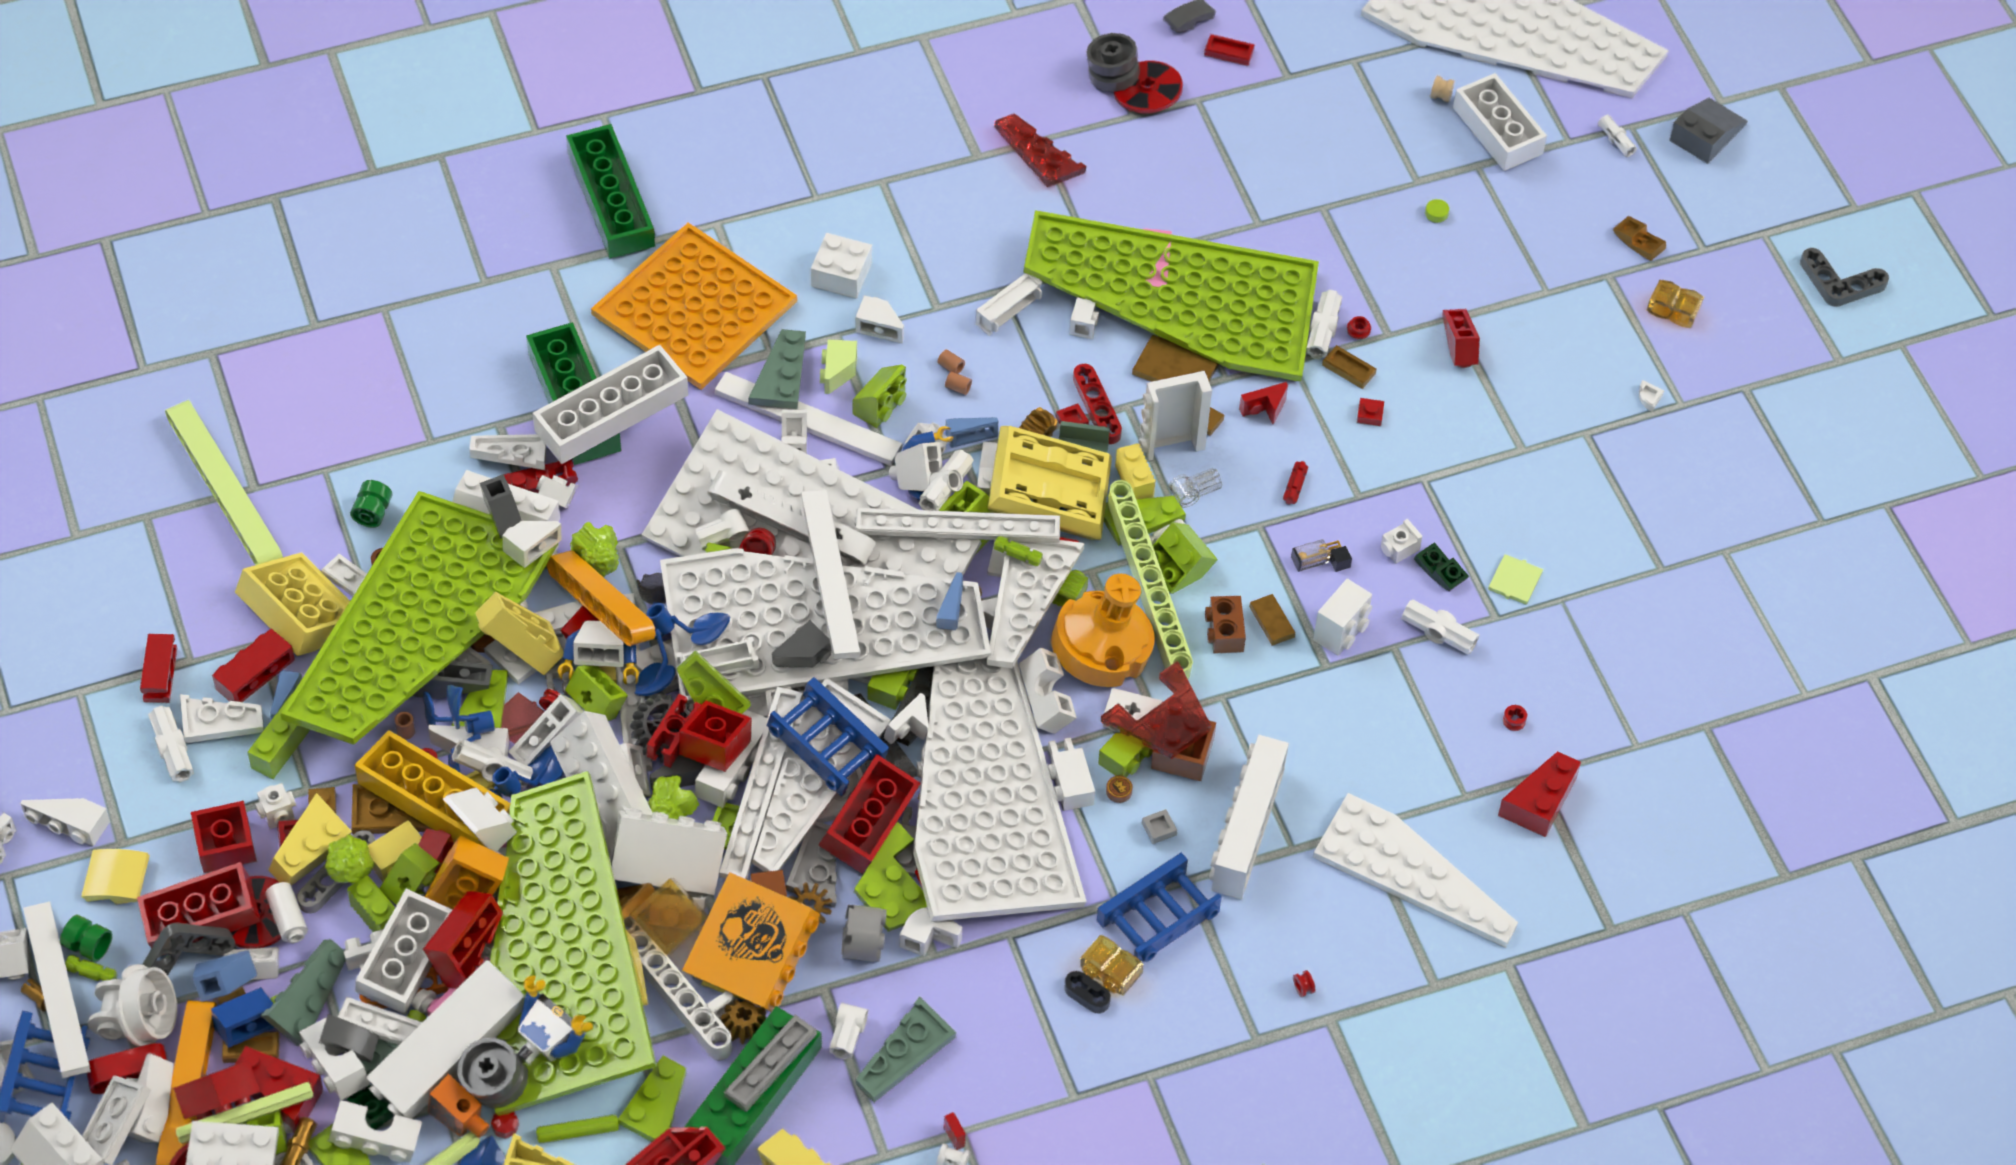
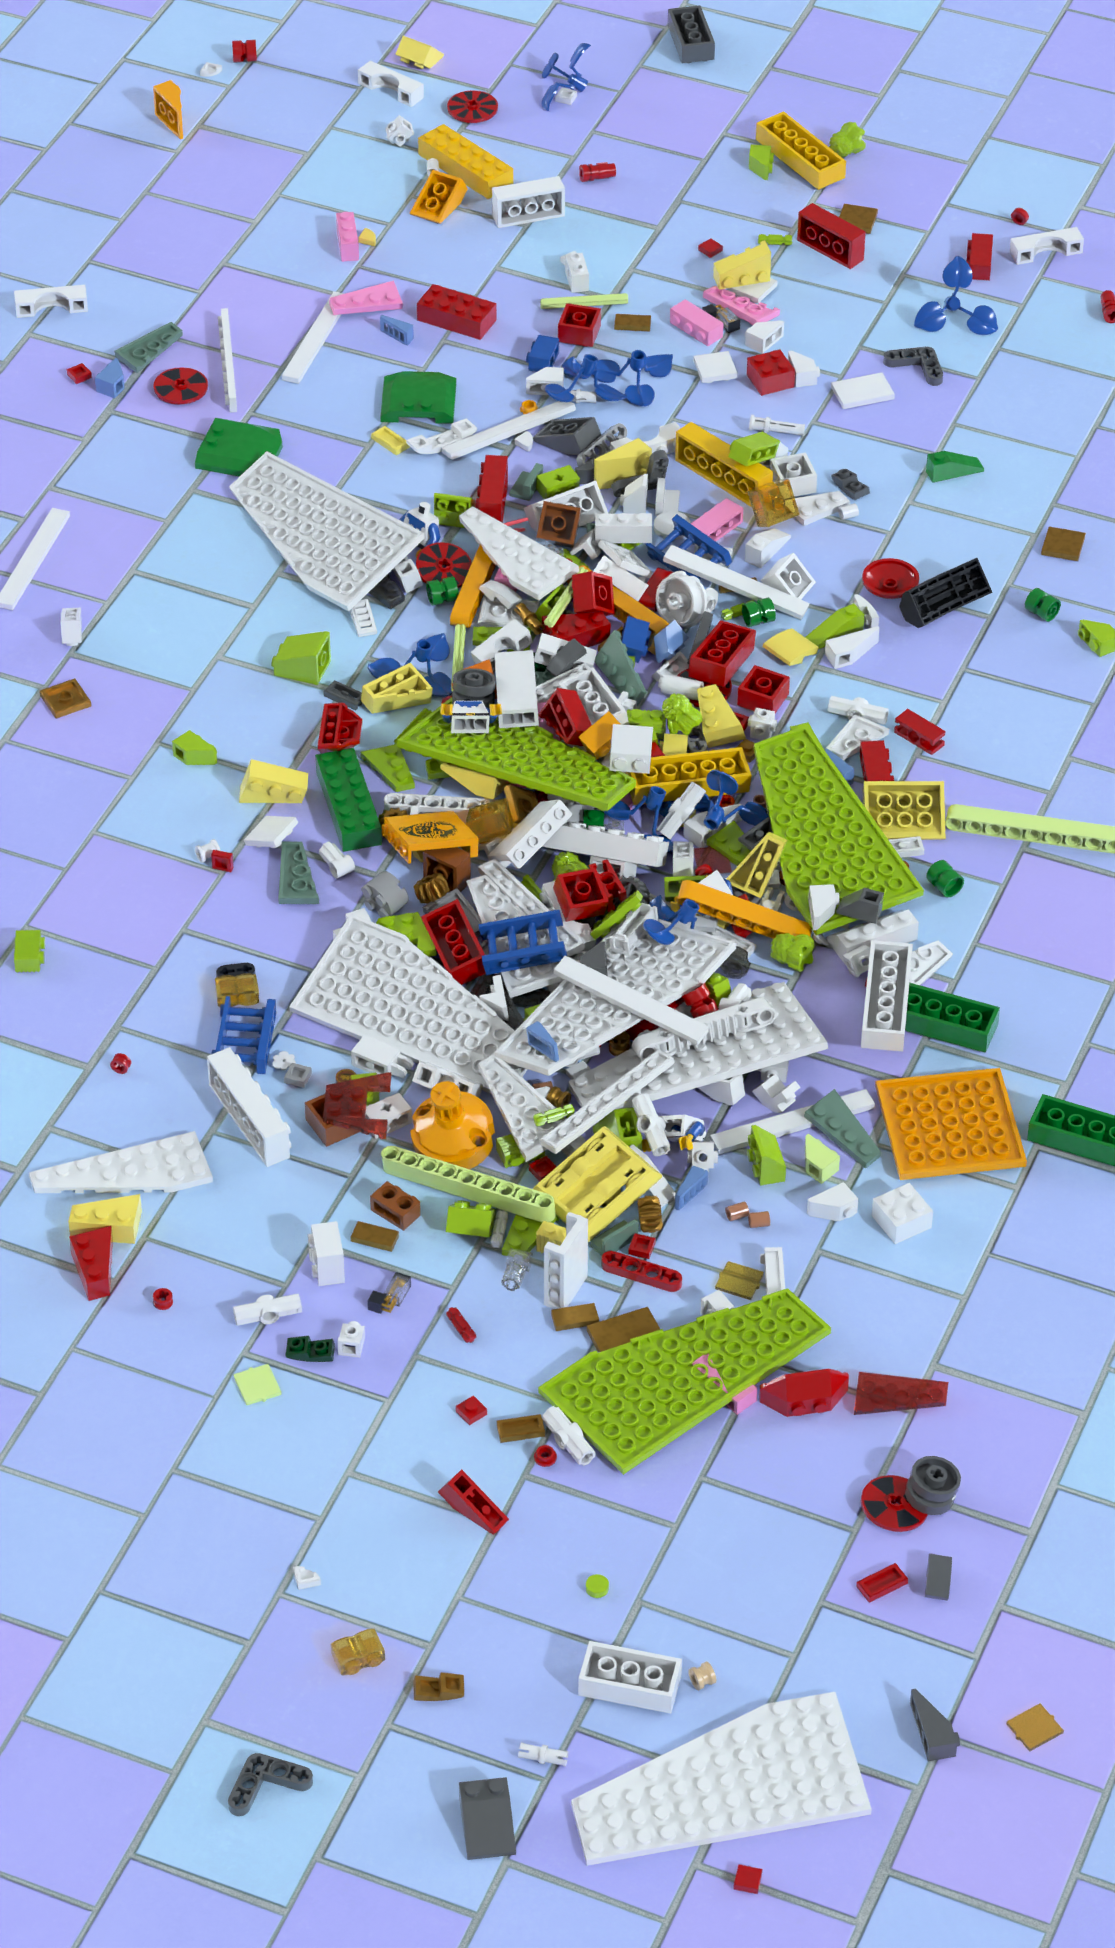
camera: 135 degrees right, 10 degrees down
(46, 853) = (842, 622): none -> lime slope
(770, 1063) = (346, 797): light grey tile -> none
(872, 1116) = (271, 831): none -> white tile
(1030, 335) = (739, 1280): none -> clear yellow piece
(1103, 198) = (804, 1392): none -> red wedge
(1150, 851) = (283, 1060): none -> white plant
(1266, 399) = (539, 1355): red slope -> none
(1489, 822) = (120, 1213): none -> light yellow wedge

